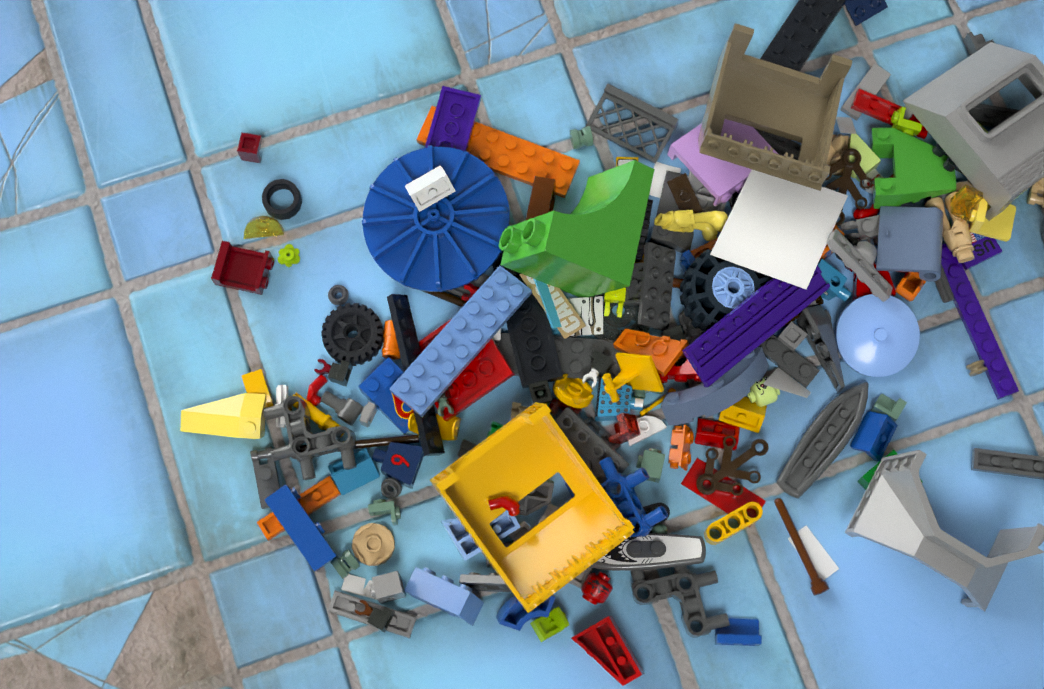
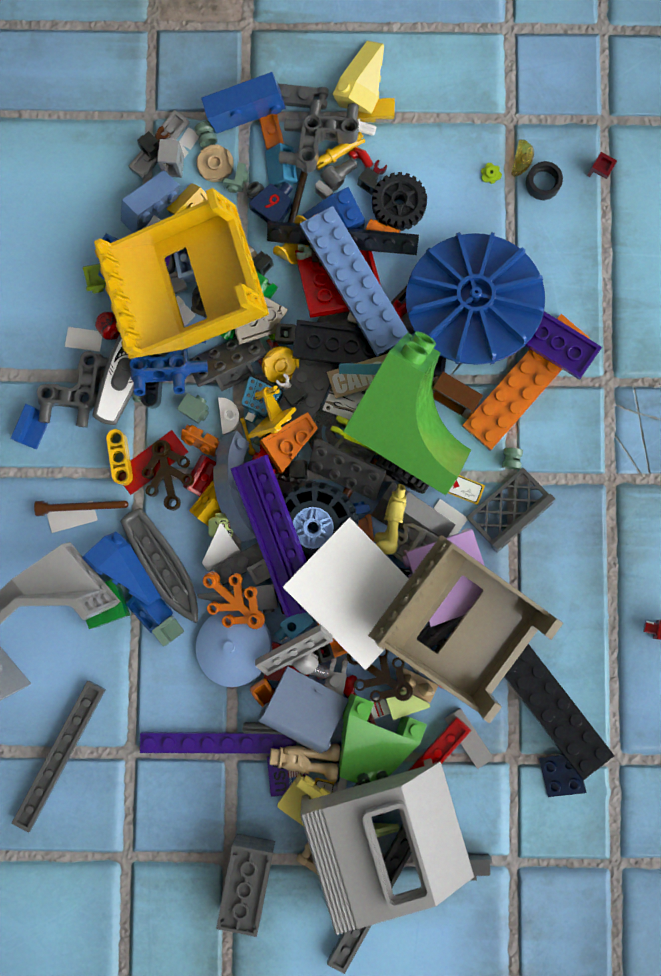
camera: 110 degrees right, 10 degrees up
(242, 268) = (492, 129): dark red panel -> none
(338, 289) = (442, 197): dark grey plate -> none
(430, 188) = (500, 293): white panel -> none
(430, 554) = (188, 198): none -> yellow panel
(506, 503) = (193, 262): red arm -> none
(610, 650) = (54, 317): red wedge -> none
(619, 609) = (83, 339): none -> white sticker
(625, 429) = (231, 397): clear red panel -> none
(684, 194) = (421, 525): dark brown plate -> none
(835, 344) = (235, 601): none -> orange plant
(842, 480) = (118, 560): none -> blue wedge
(845, 125) = (440, 703): white sticker -> none
(907, 126) = (415, 757): lime bracket -> none
(964, 201) = (323, 777): clear yellow bracket -> none
(976, 368) = (173, 724): dark tan bush -> none

